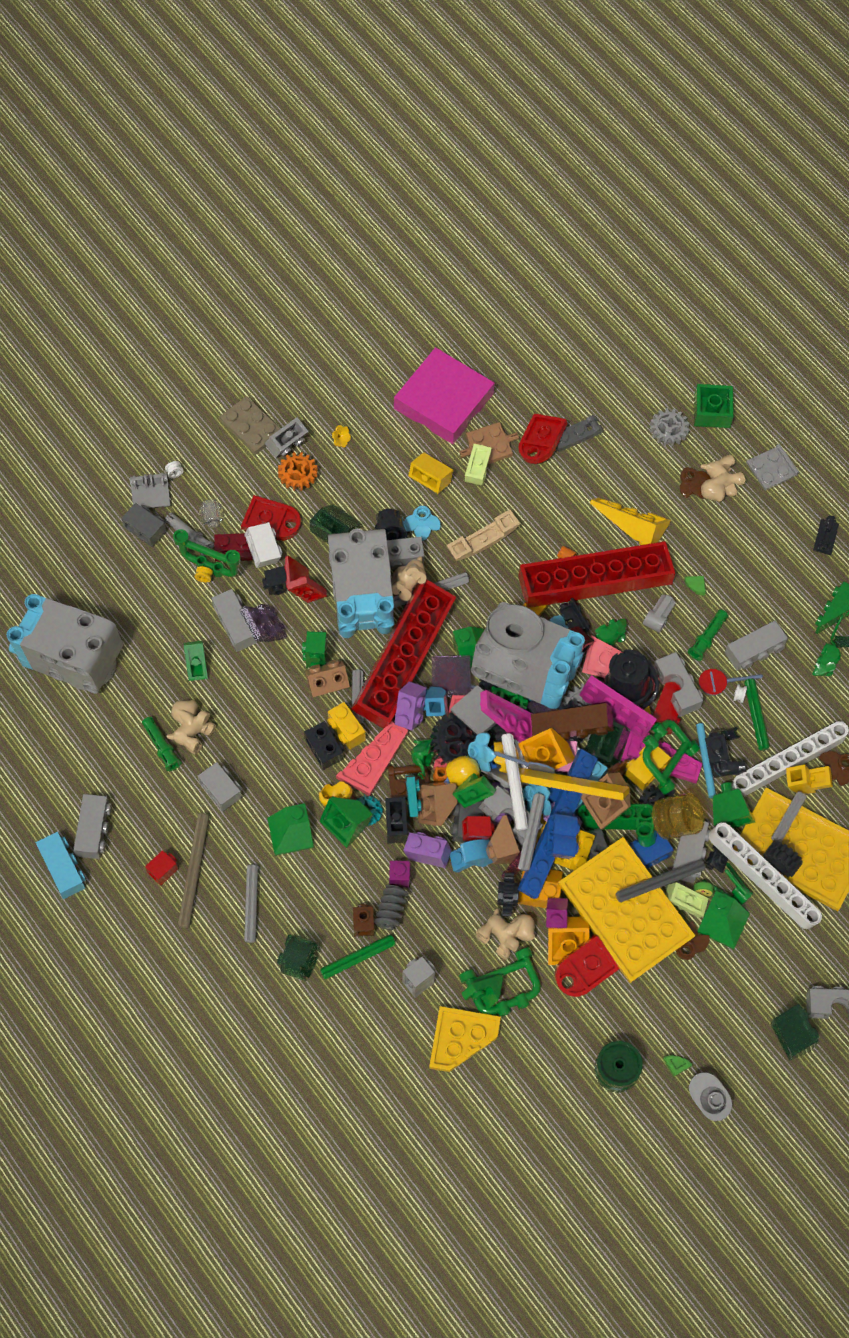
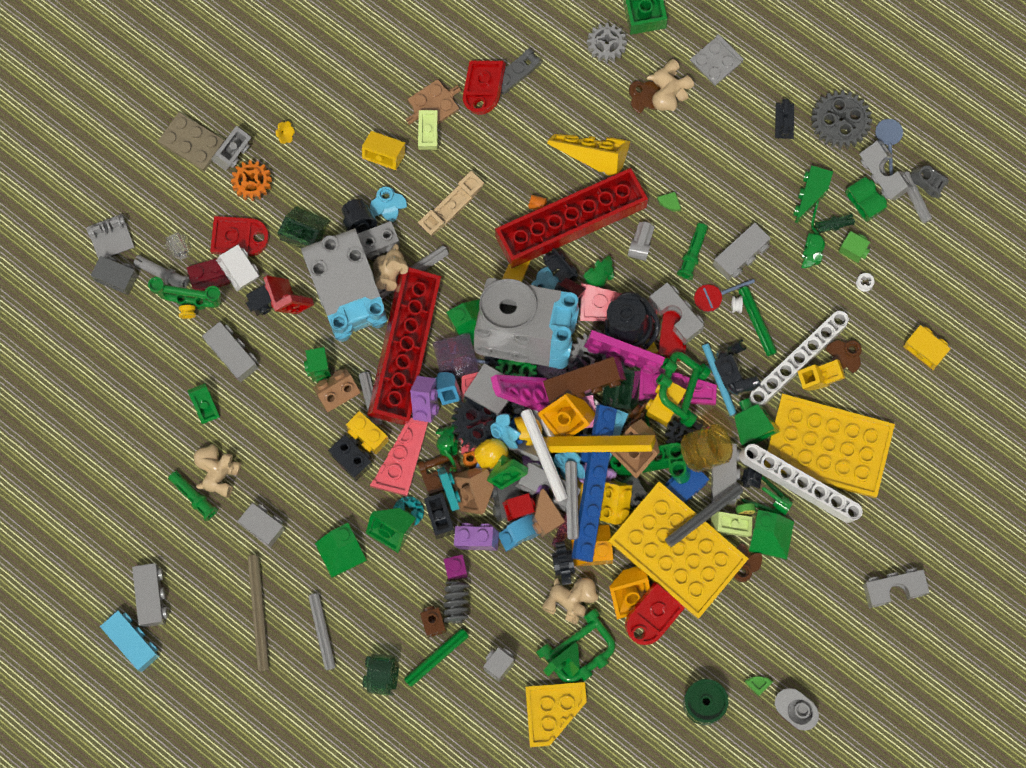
camera: 10 degrees left, 10 degrees up
(66, 643) = (73, 420): light grey piece -> none
(162, 867) = (227, 618): red brick -> none
(174, 469) = (128, 208): white bush -> none
(263, 623) = (259, 348): clear purple slope -> none
(339, 790) = (377, 501): yellow hair -> none
(444, 395) = (376, 63): dark pink tile -> none
(532, 765) = (547, 434): sand blue piece -> none
(557, 913) = (614, 570): magenta brick -> none
(562, 836) = (602, 497): blue brick -> none
(783, 858) = (814, 464): black tyre -> none
(789, 817) = (810, 419): light grey axle -> none
(795, 1032) = (861, 627): clear green slope -> none

